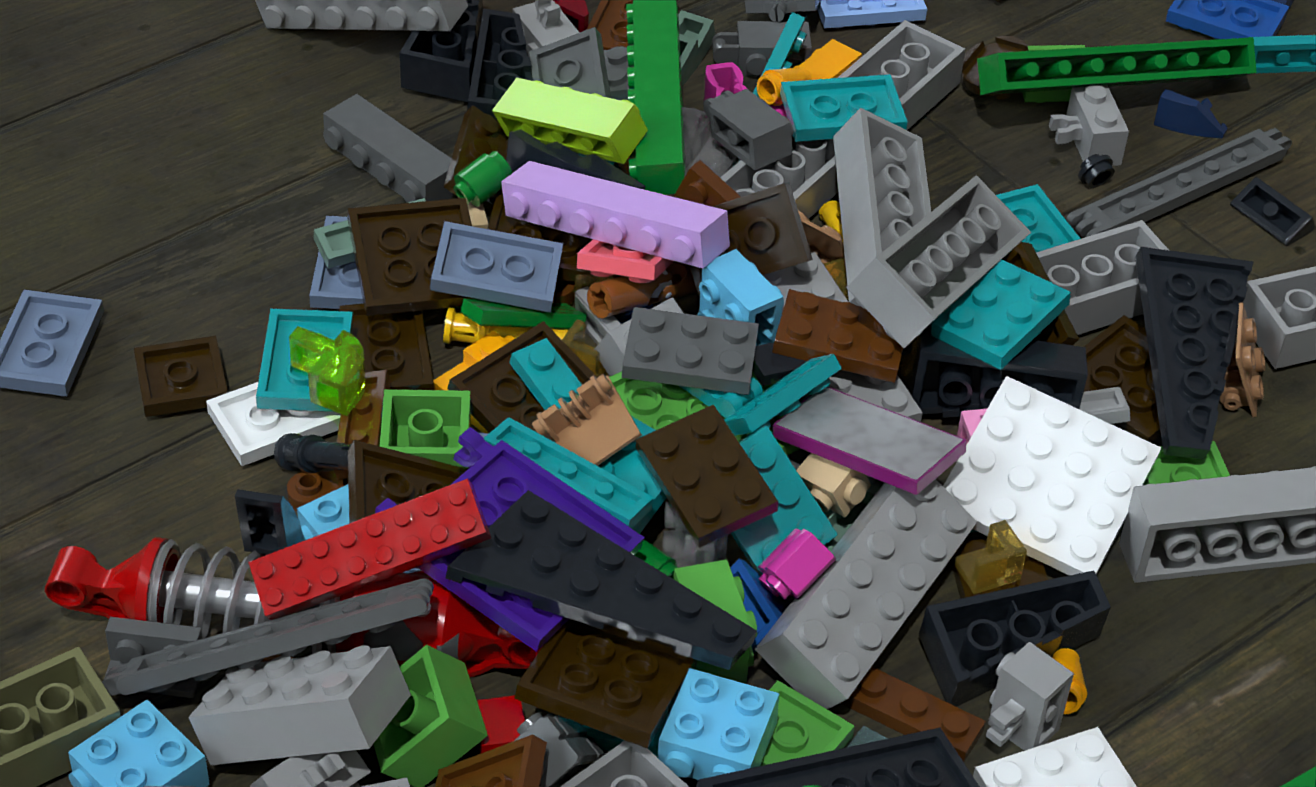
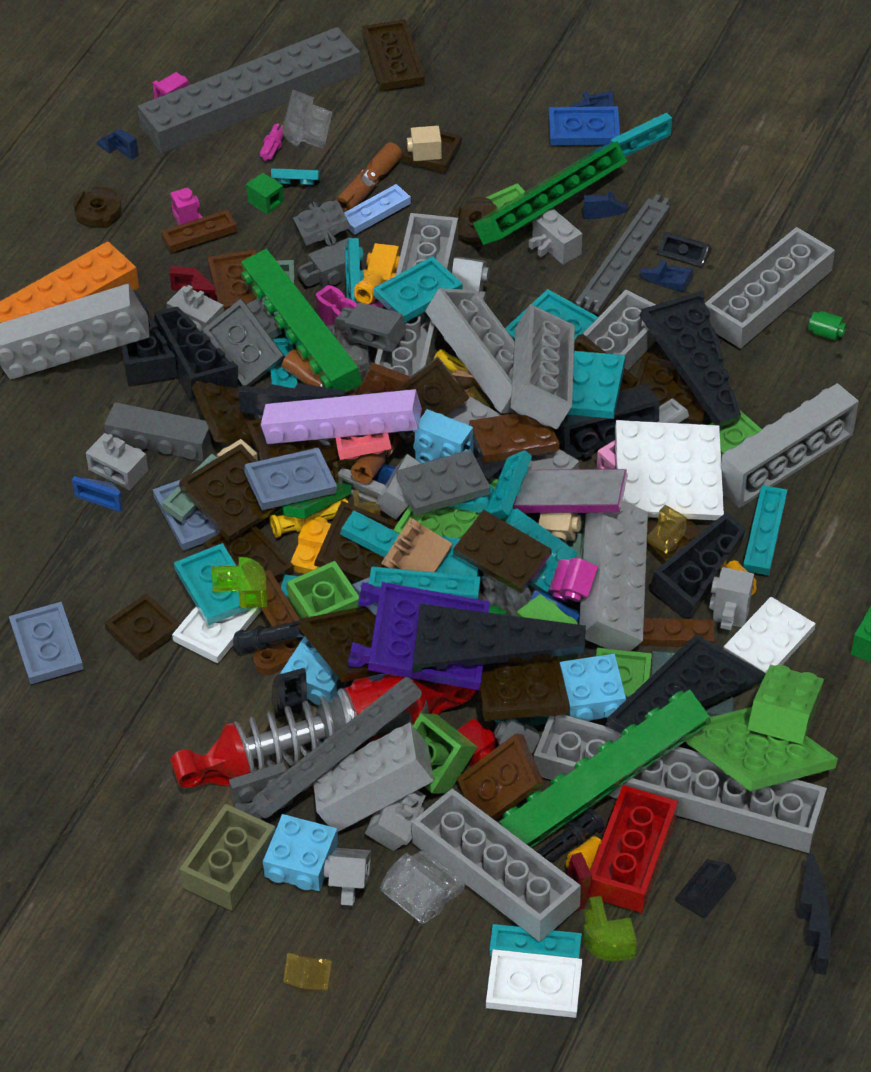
camera: 25 degrees left, 5 degrees up
(260, 192) = (98, 492): none -> blue slope
(311, 165) = (117, 461): none -> light grey brick
(369, 550) = (363, 675): red piece -> none
(482, 178) = (239, 426): green brick -> none
(573, 118) = (266, 366): brick -> none
(935, 123) = (471, 273): none -> light grey brick
(1096, 170) = (573, 265): black plate -> none
(1150, 628) = (765, 530): none -> teal plate
(1227, 238) = (669, 277): none -> dark blue slope
(1242, 375) = (729, 353): medium nougat hinge -> none

